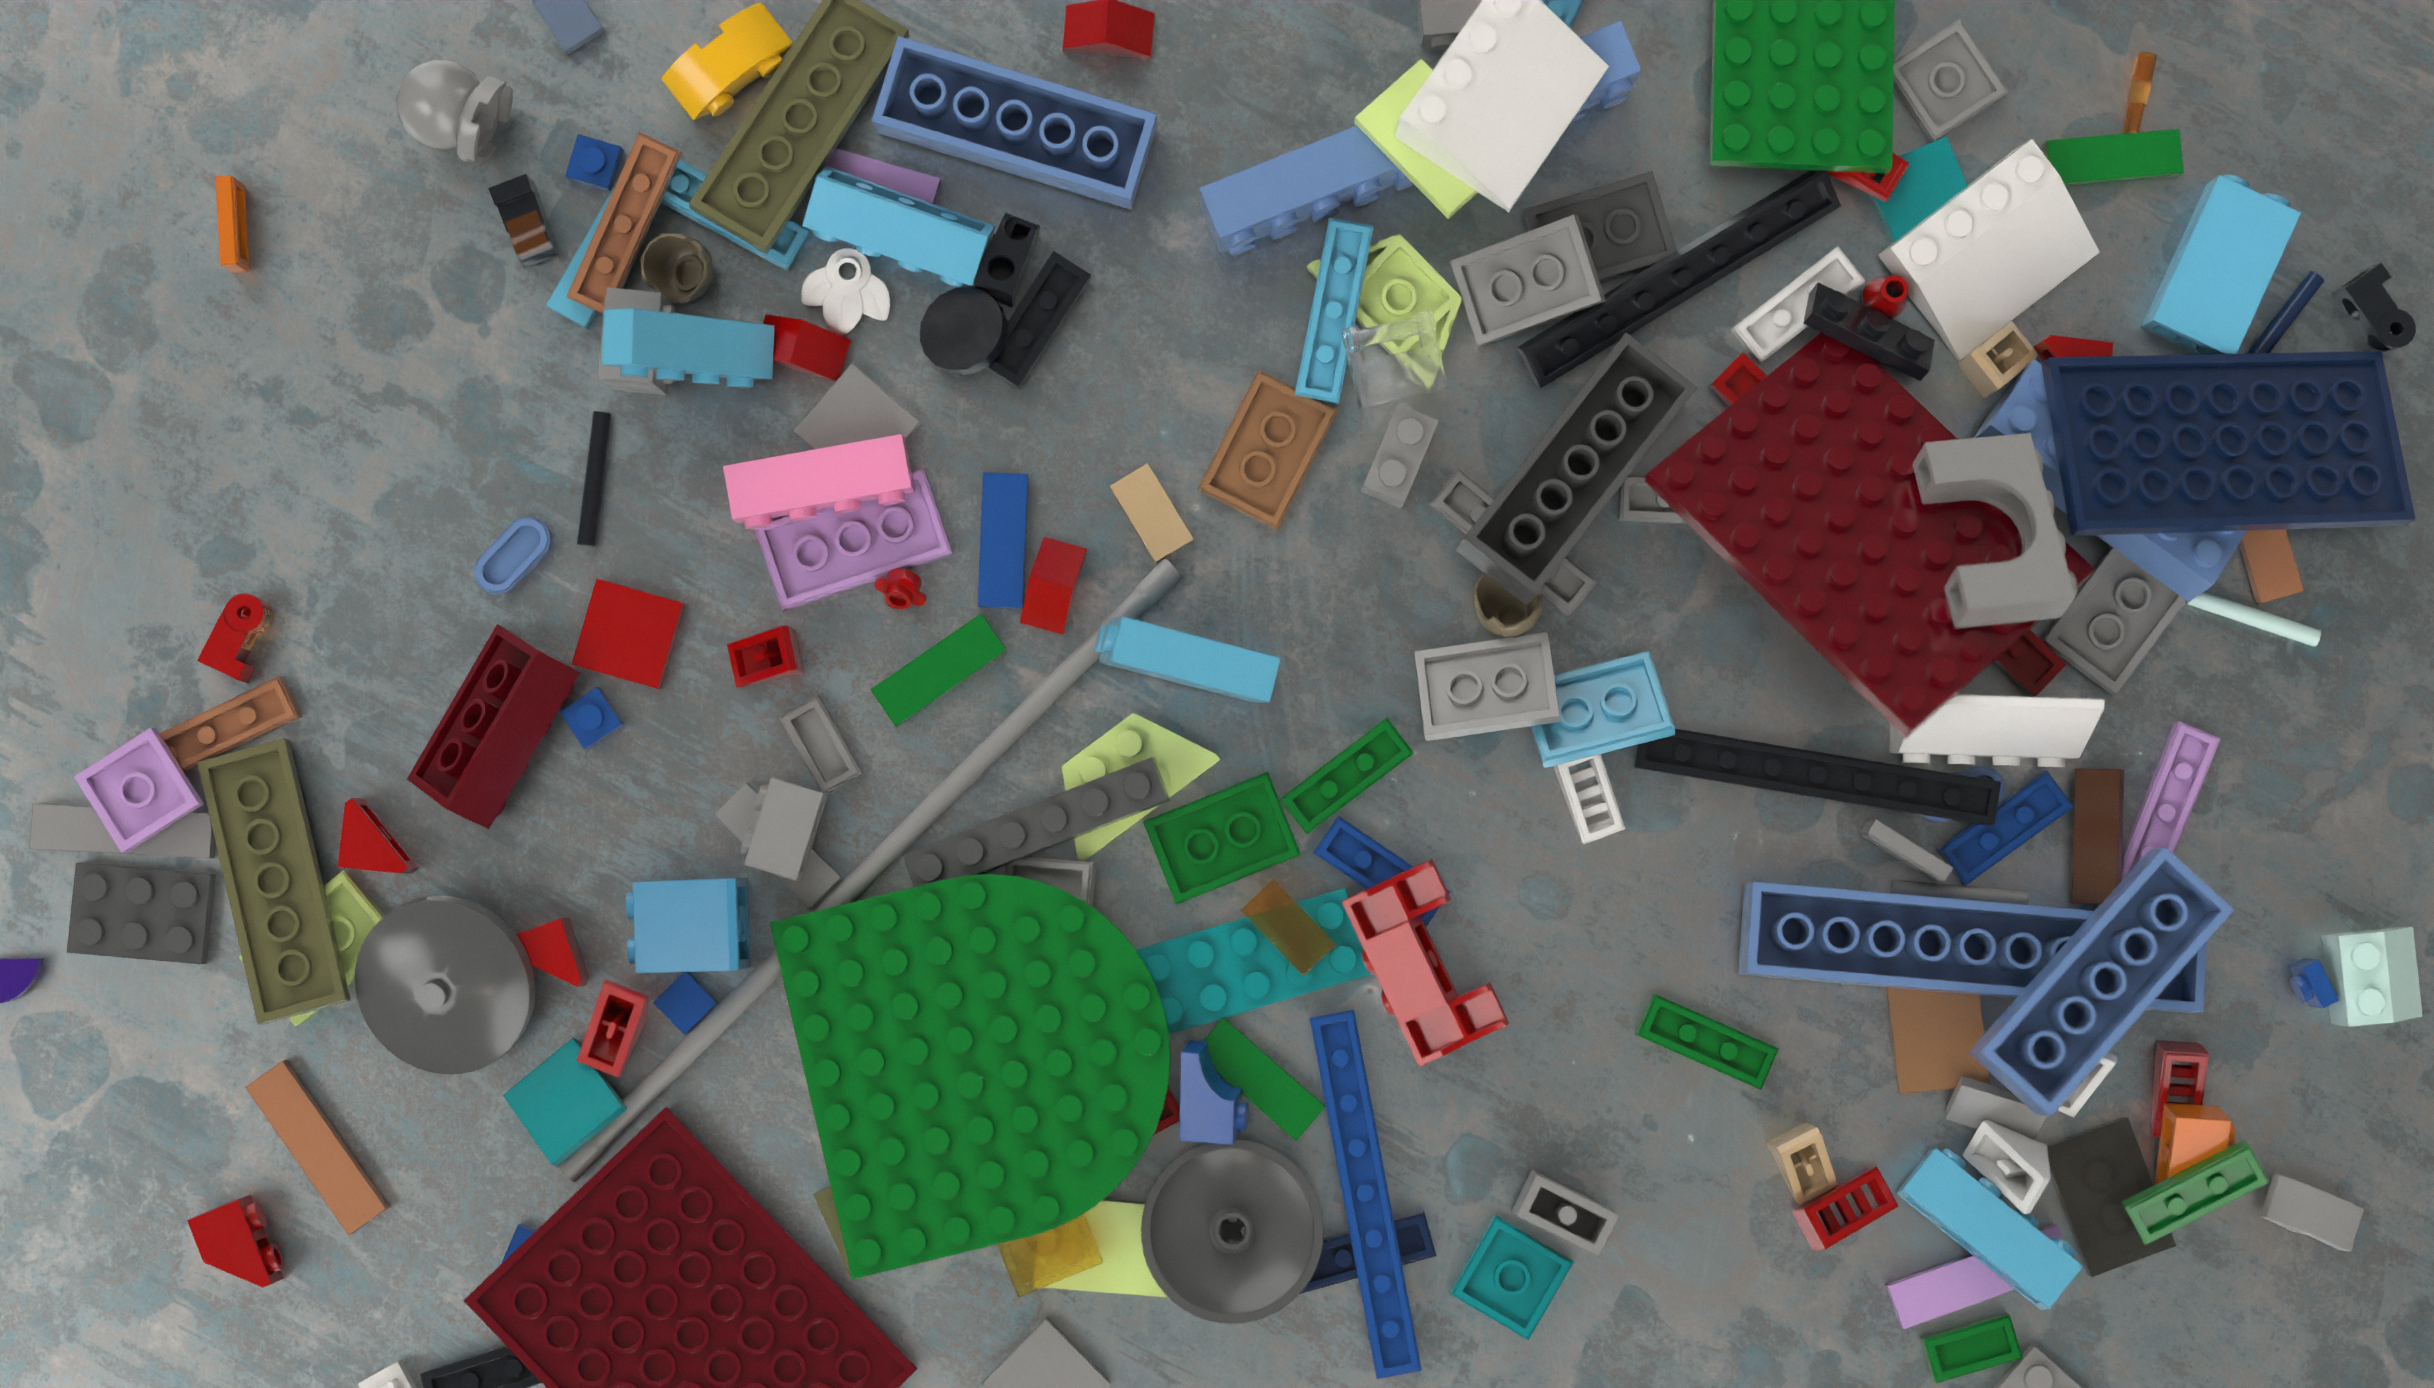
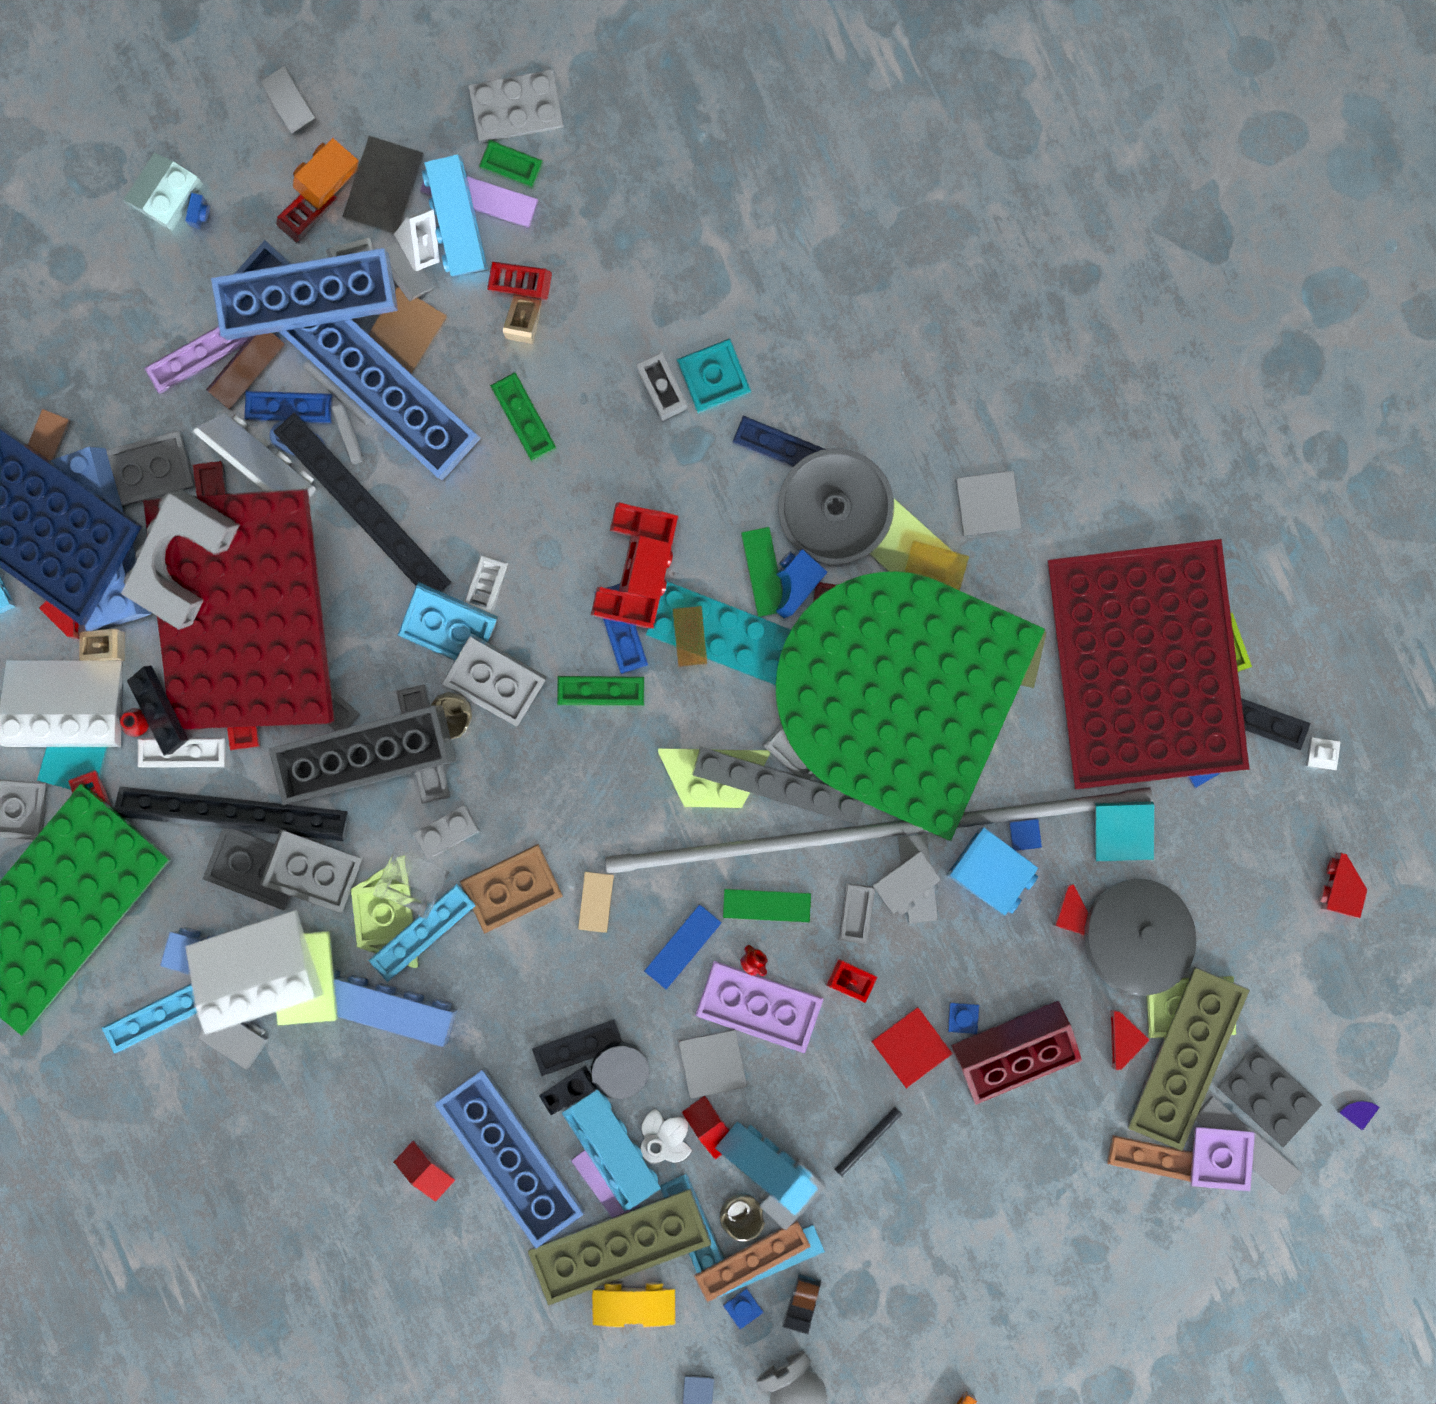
camera: 140 degrees left, 0 degrees up
(235, 635) = (1115, 1202): red leg -> none
(317, 1147) = (1268, 906): nougat tile -> none
(513, 555) = (940, 1134): medium blue tile -> none
(614, 1028) = (1071, 848): red slope -> none
(819, 480) = (752, 1049): bright pink brick -> none
(1052, 585) = (675, 904): red slope -> none
(1187, 659) = (636, 810): medium azure brick -> none
(1221, 838) = (688, 708): green tile -> none
(1365, 1194) = (754, 473): blue tile -> none
(2195, 1192) = (339, 154): green tile -> none
(2257, 618) = (76, 413): light aqua bar -> none

